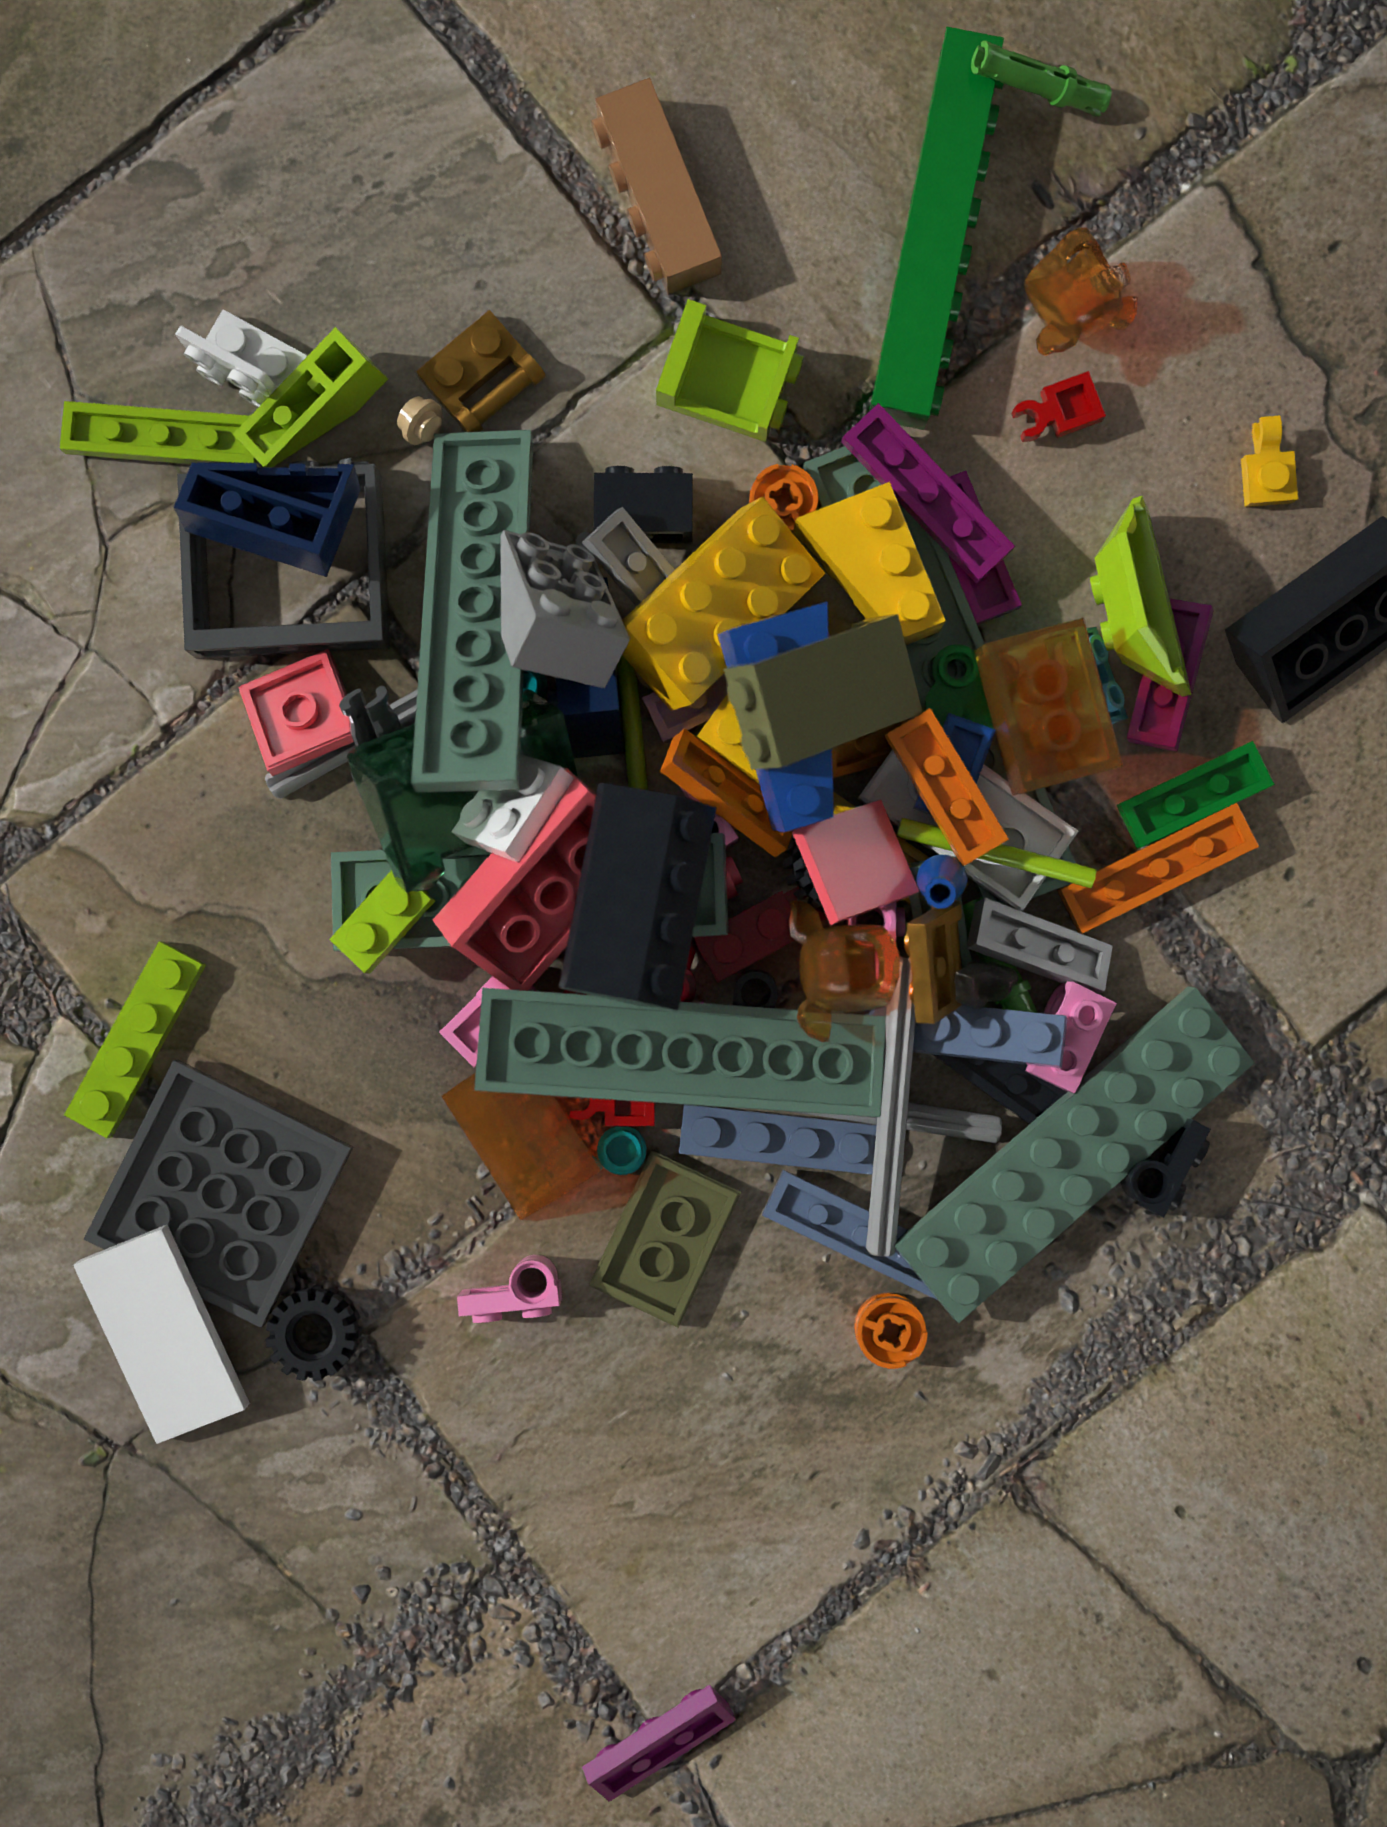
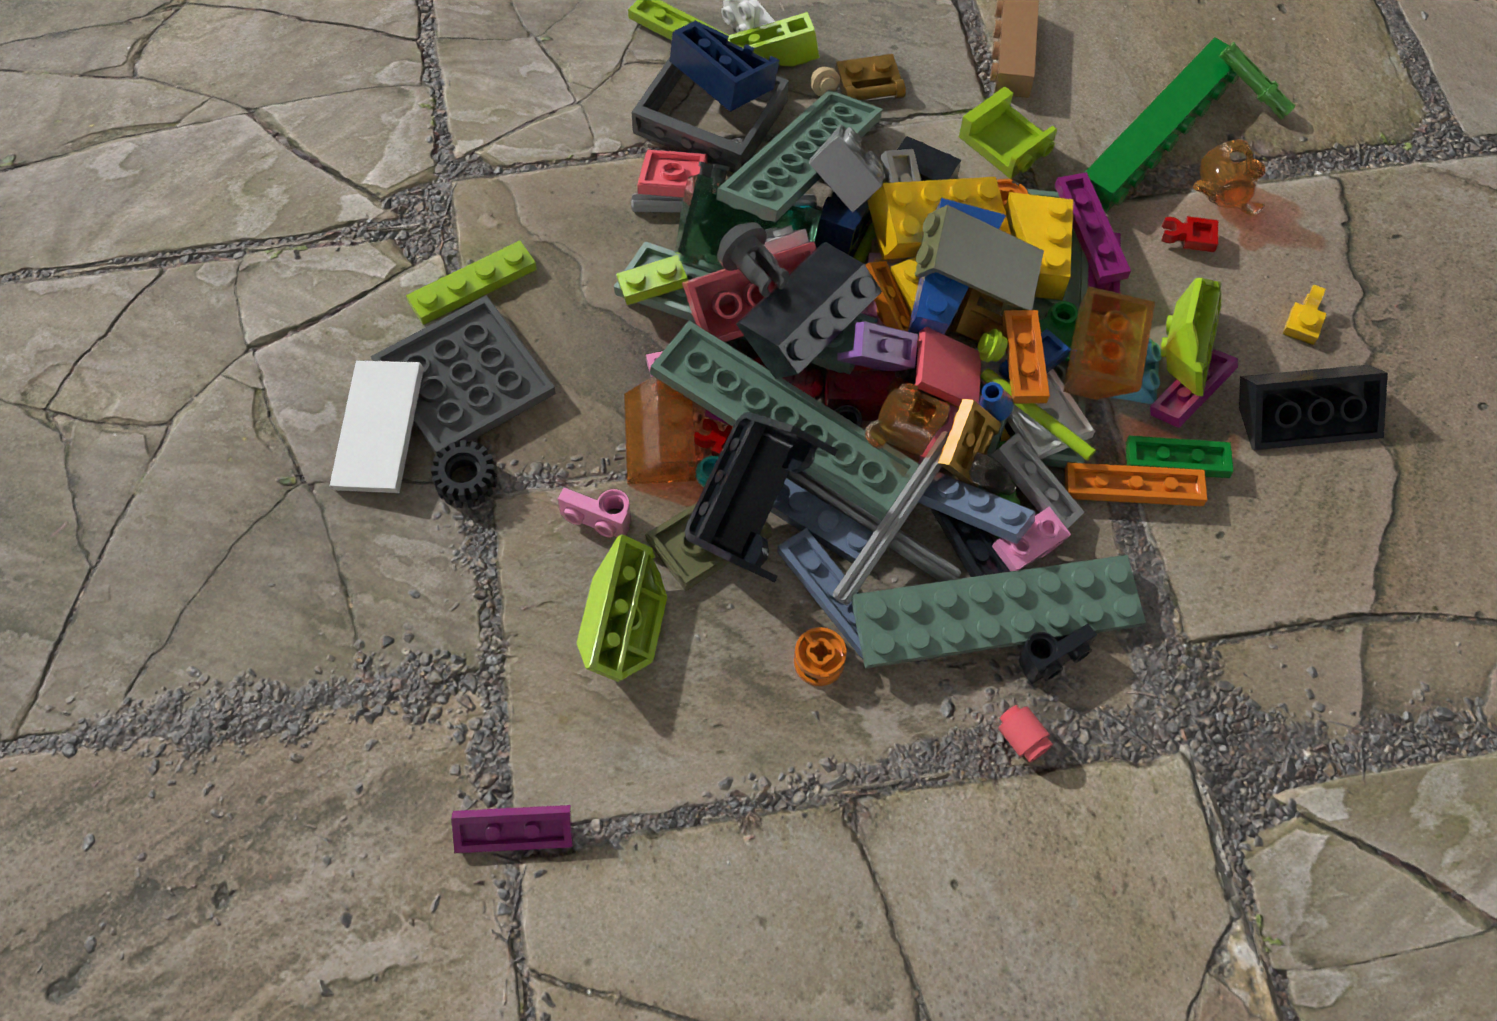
camera: 25 degrees right, 25 degrees down
(508, 878) = (745, 250): none -> dark grey piece
(629, 1422) = (623, 611): none -> lime wedge
(687, 1198) = (746, 487): none -> black windscreen
(761, 897) = (881, 348): none -> medium lavender panel
(895, 793) = (992, 346): none -> lime plate
(1179, 1294) = (1025, 733): none -> coral brick

